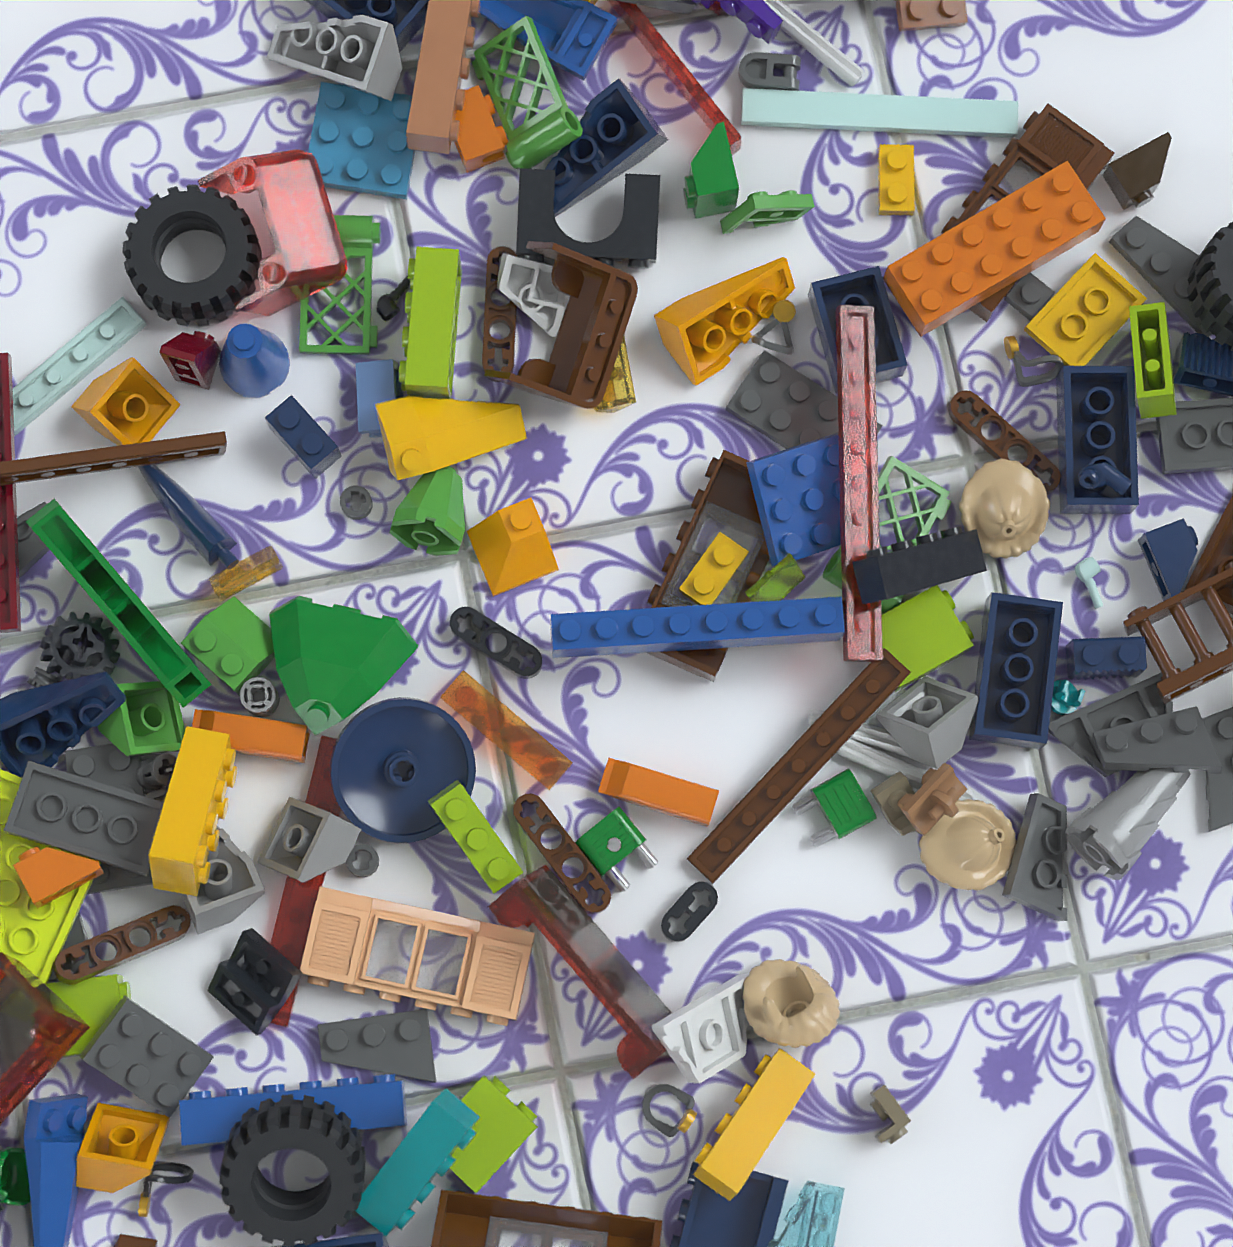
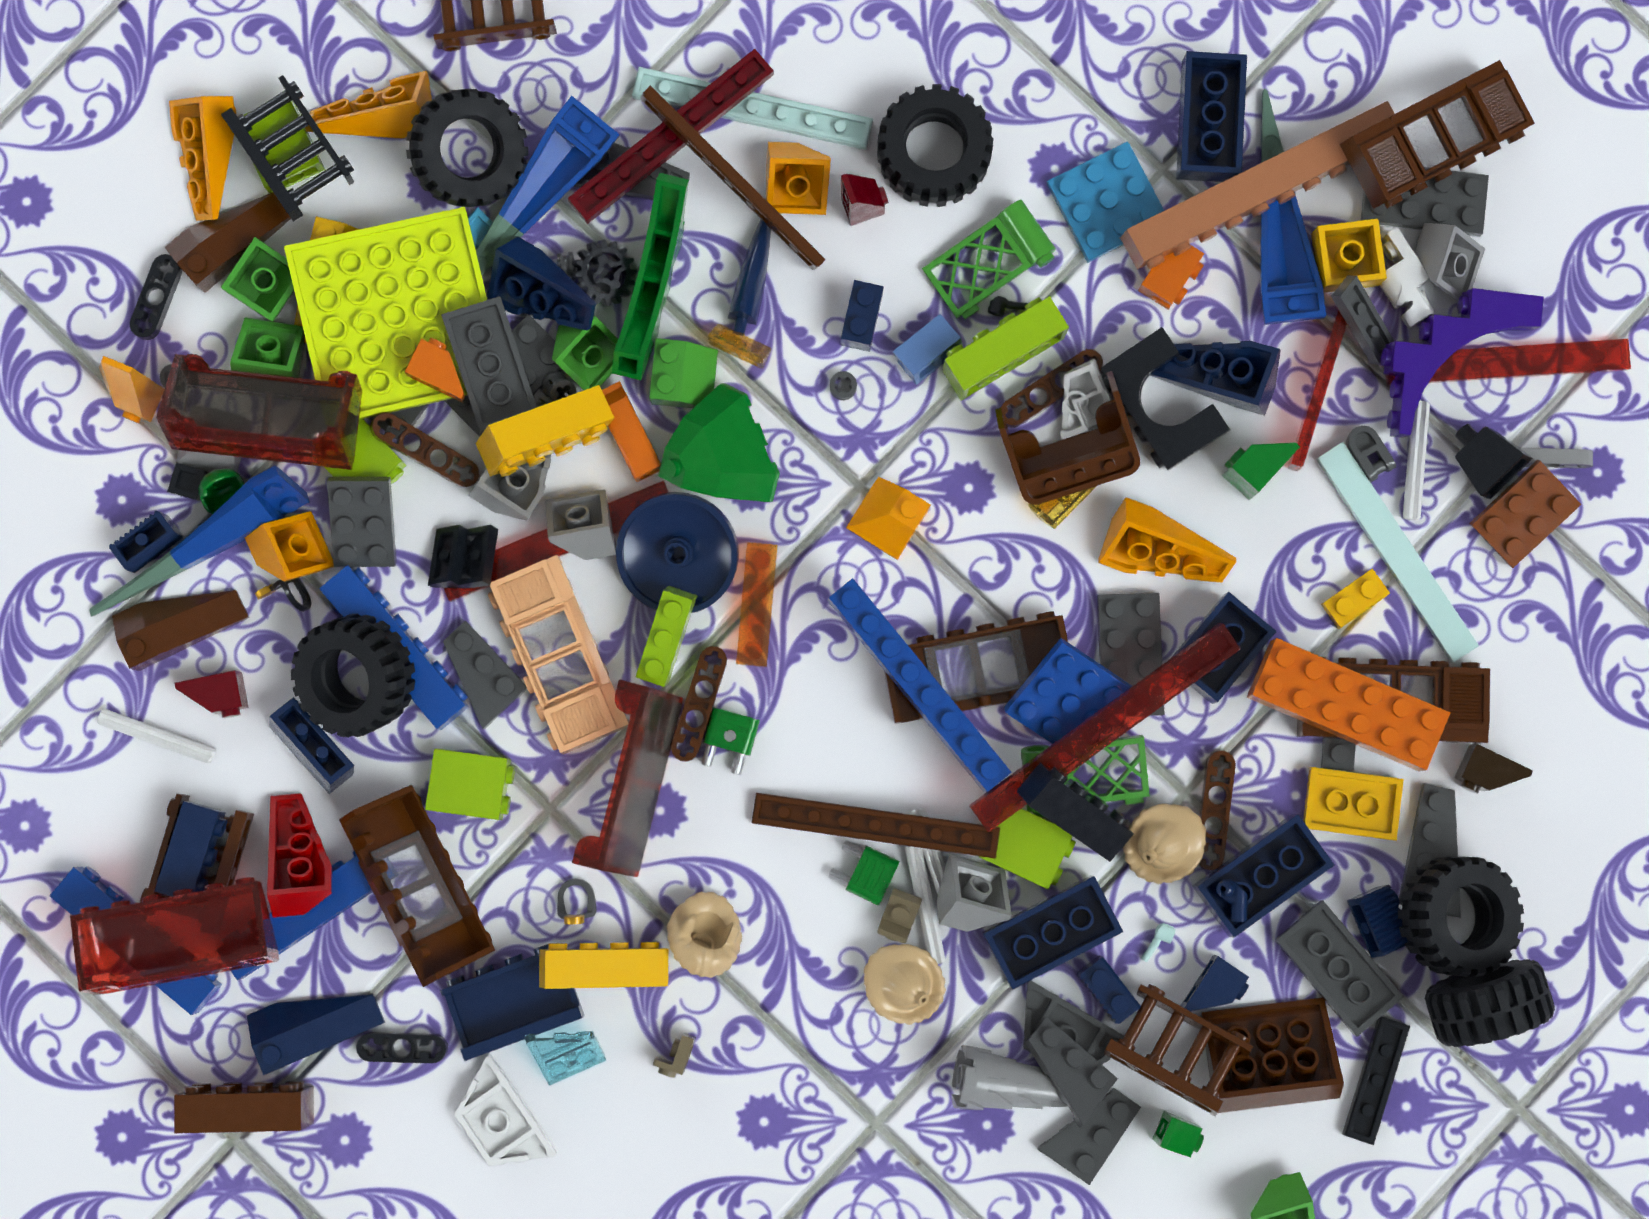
camera: 60 degrees right, 5 degrees up
(253, 361) = (892, 243): blue cone -> none
(264, 701) = (661, 423): light grey wheel -> none
(299, 222) = (1008, 201): clear red windscreen -> none
(345, 51) = (1158, 143): light grey wedge -> none
(373, 863) = (600, 579): dark grey bush -> none
(416, 1162) = (416, 755): teal brick -> none
(432, 514) = (872, 443): bright green cone -> none
(437, 433) = (931, 408): yellow wedge -> none
(498, 657) = (805, 531): black beam -> none
(540, 133) = (1210, 327): bright green piece -> none
(658, 791) = (788, 740): orange piece -> none
(682, 905) = (720, 828): black beam -> none
(707, 1031) = (643, 891): white wing -> none
(713, 570) = (972, 669): yellow plate -> none
(768, 209) = (1261, 521): bright green wing -> none
(777, 581) = (992, 719): clear neon green piece -> none
(783, 312) = (1197, 587): dark grey piece -> none
(934, 799) = (916, 936): medium nougat hips -> none
(1013, 352) = (1289, 767): dark grey piece -> none
(1037, 861) = (927, 1040): dark grey wing -> none
(1066, 697) = (1059, 980): teal plate -> none
(1152, 360) = (1350, 875): lime brick -> none

